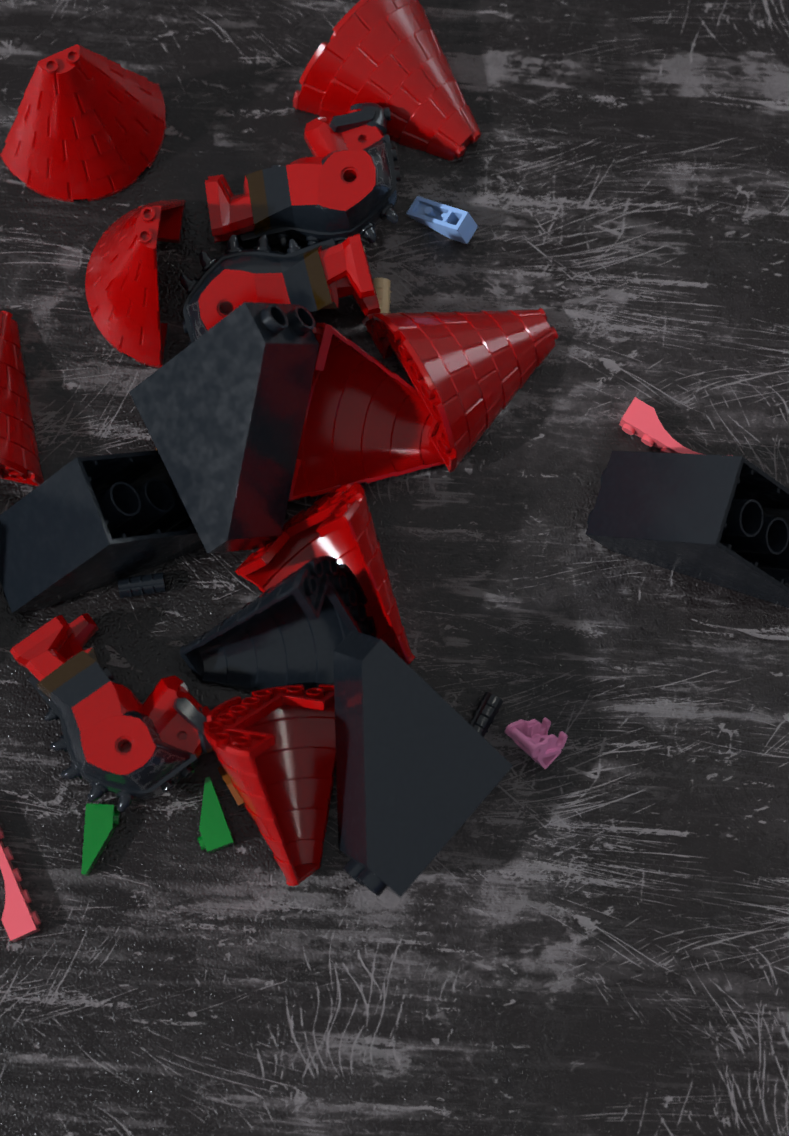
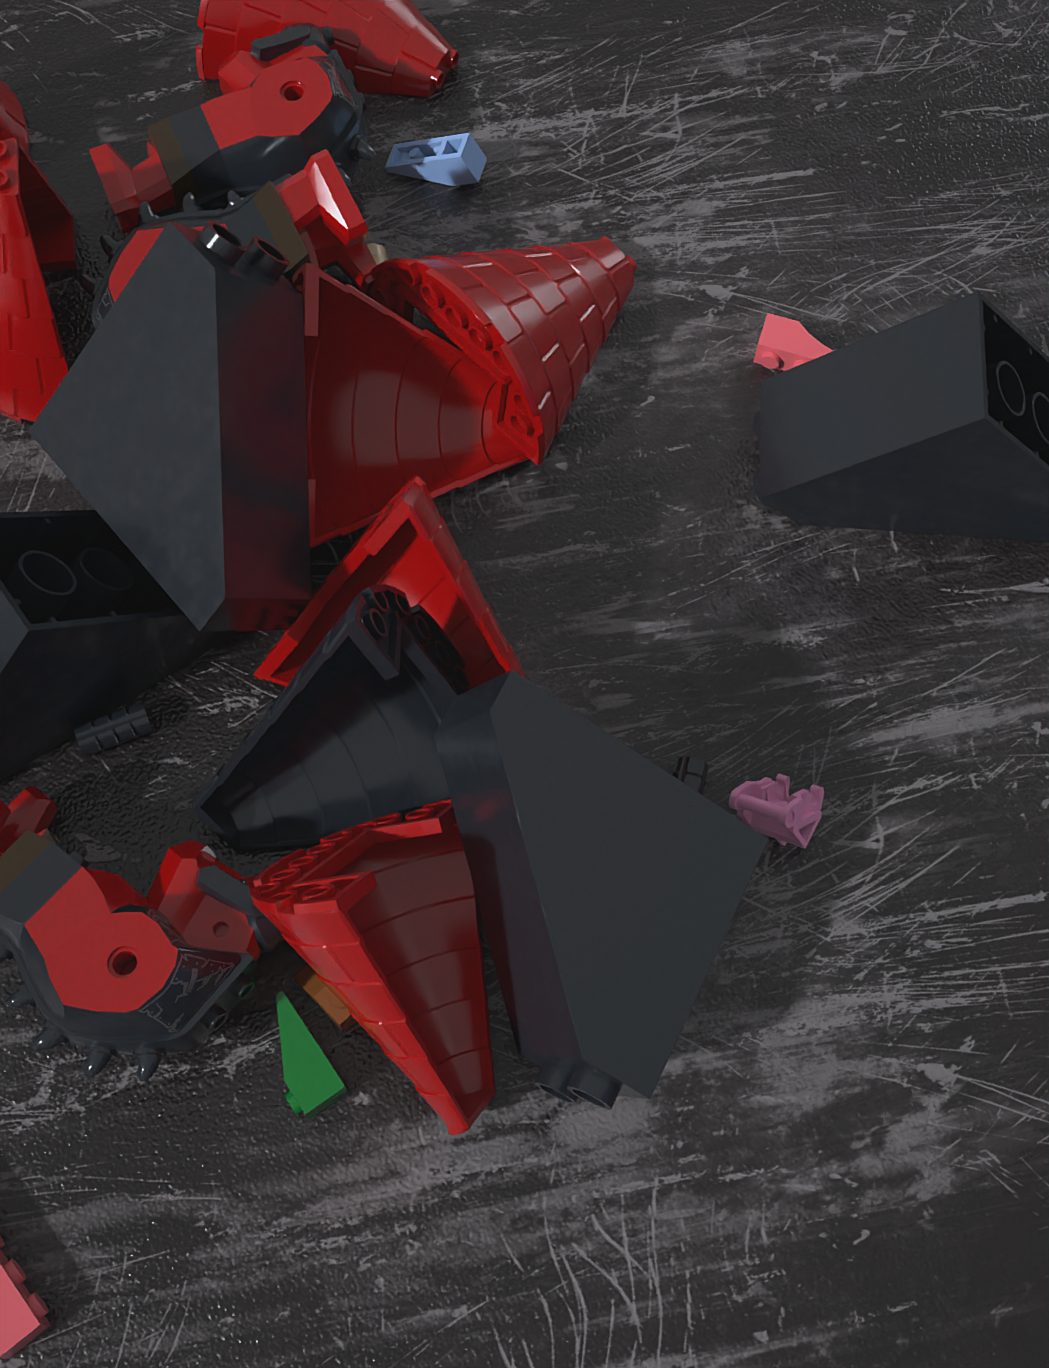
camera: 15 degrees left, 10 degrees down
(98, 830) = (117, 1129): green slope -> none

